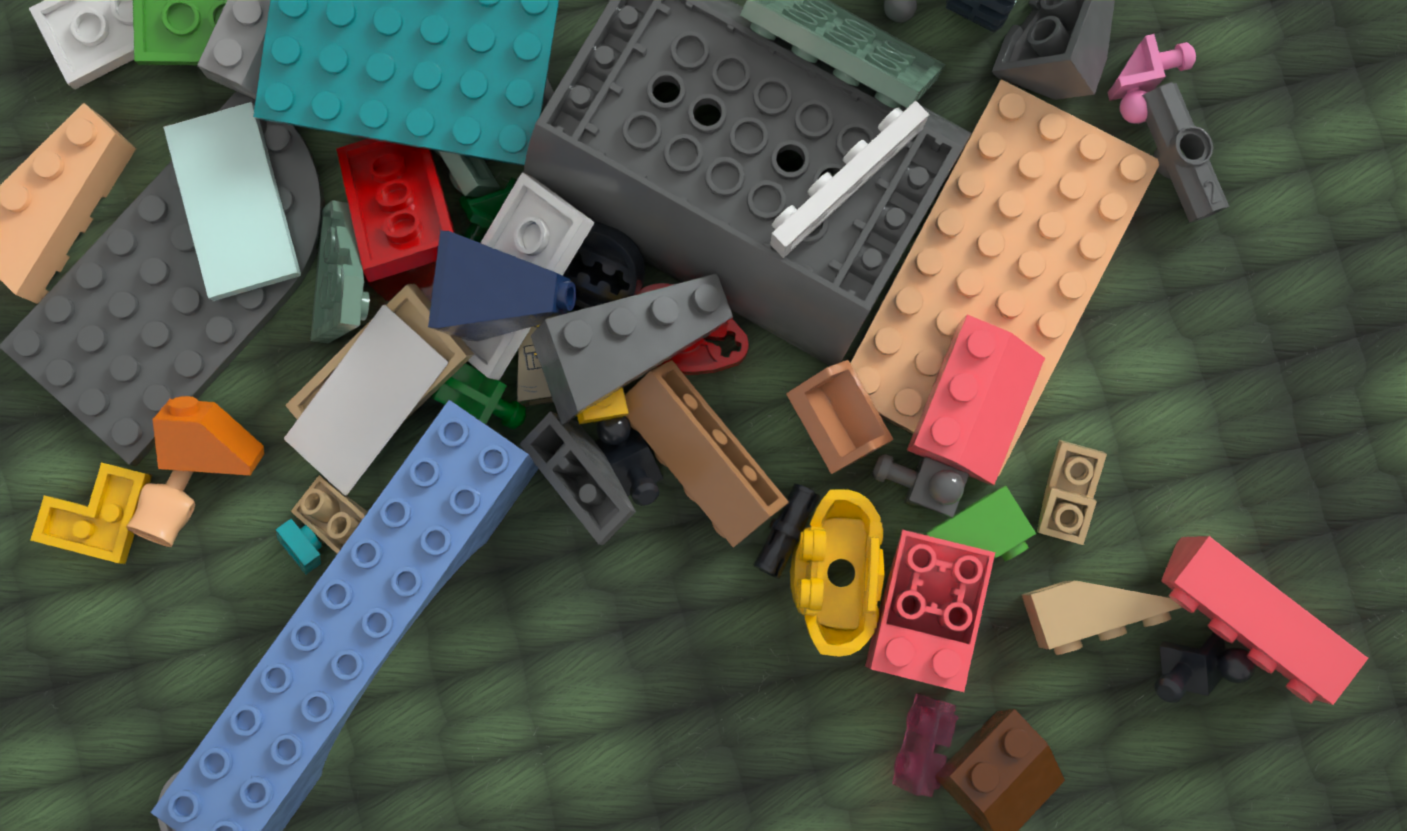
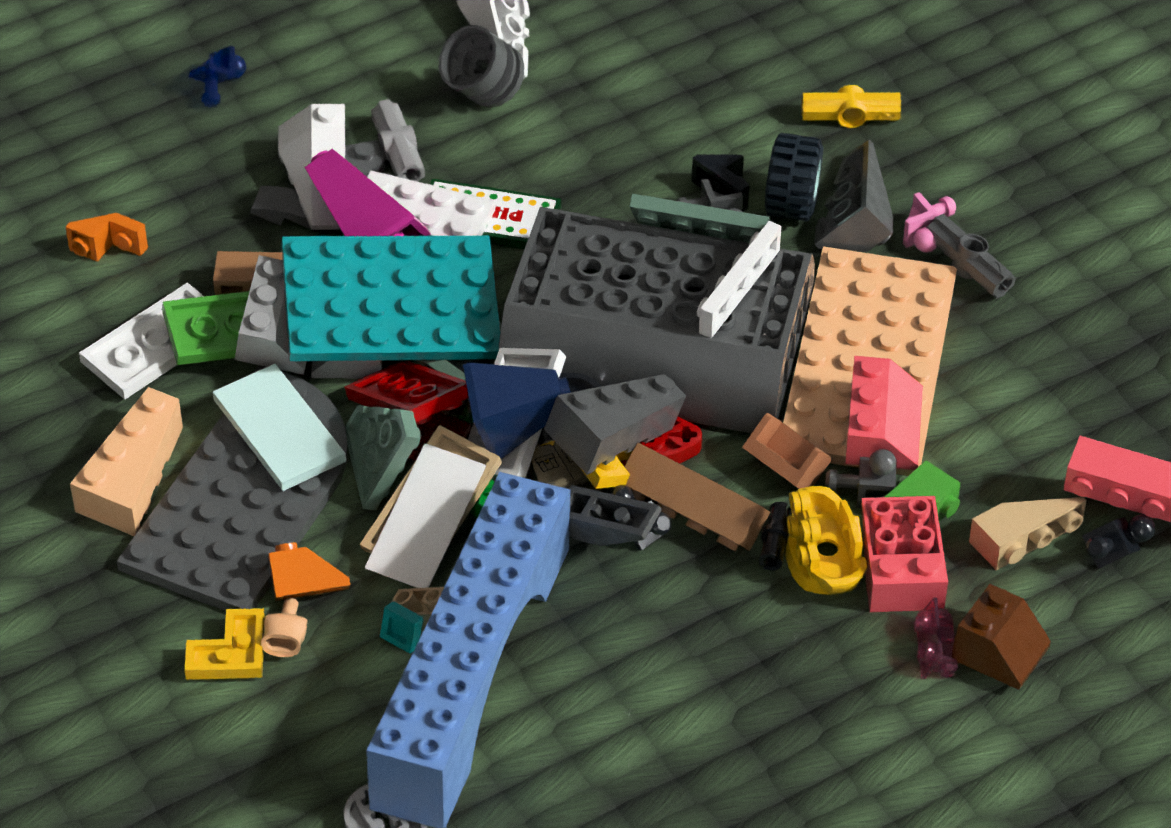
camera: 20 degrees left, 35 degrees down
(1071, 492) = (977, 466): tan slope -> none

